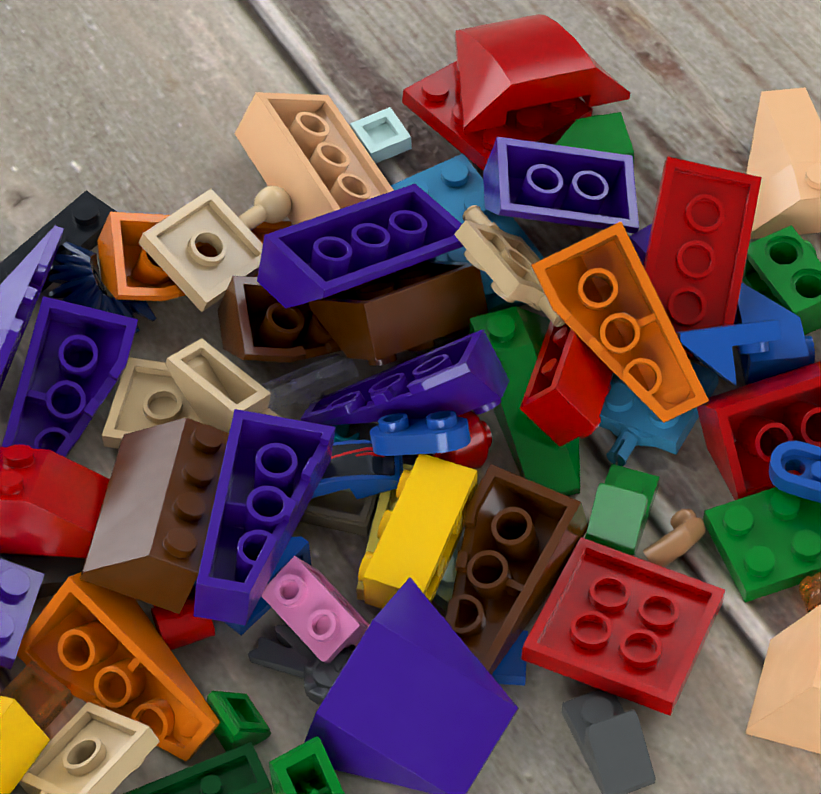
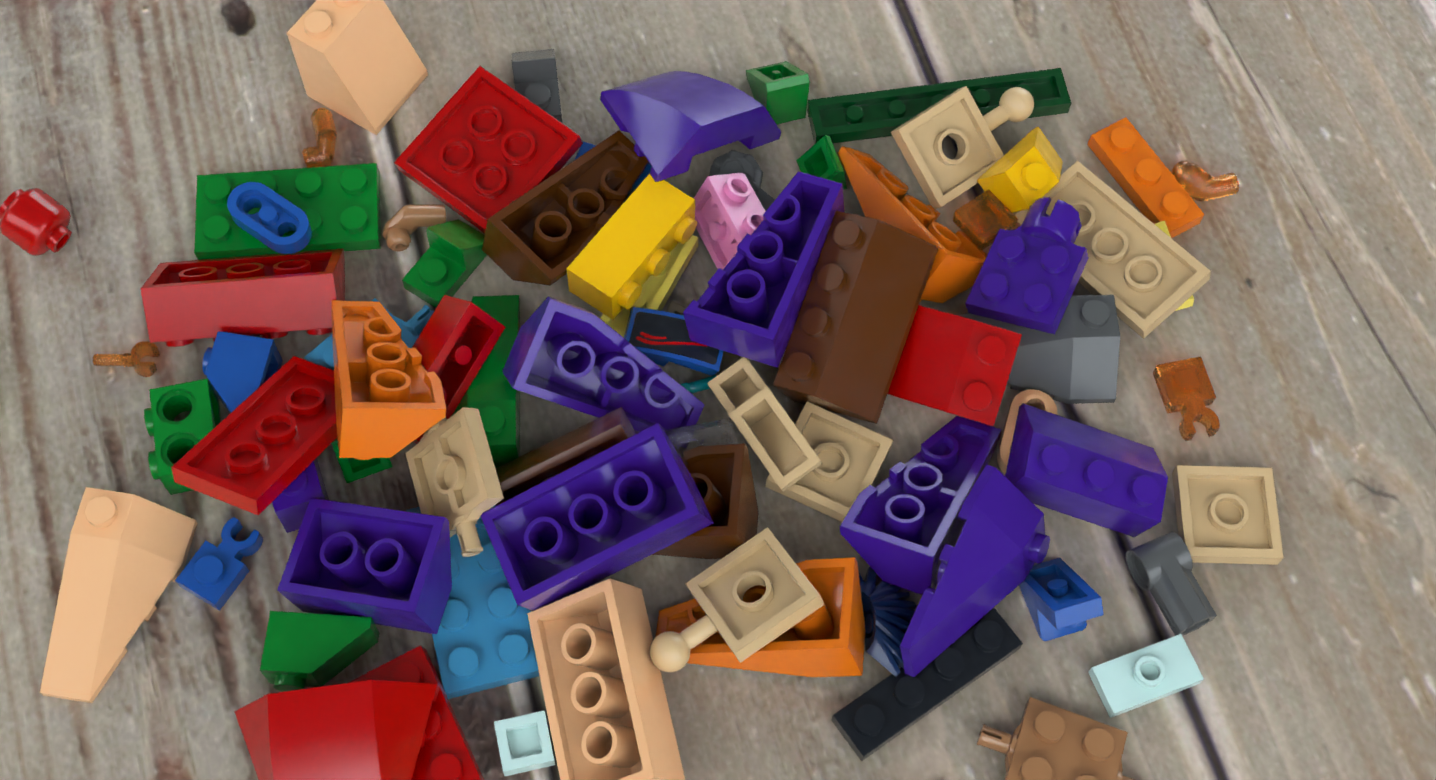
camera: 170 degrees left, 10 degrees up
(434, 434) = (611, 309): blue plate -> none
(714, 344) = (293, 344): blue slope -> none

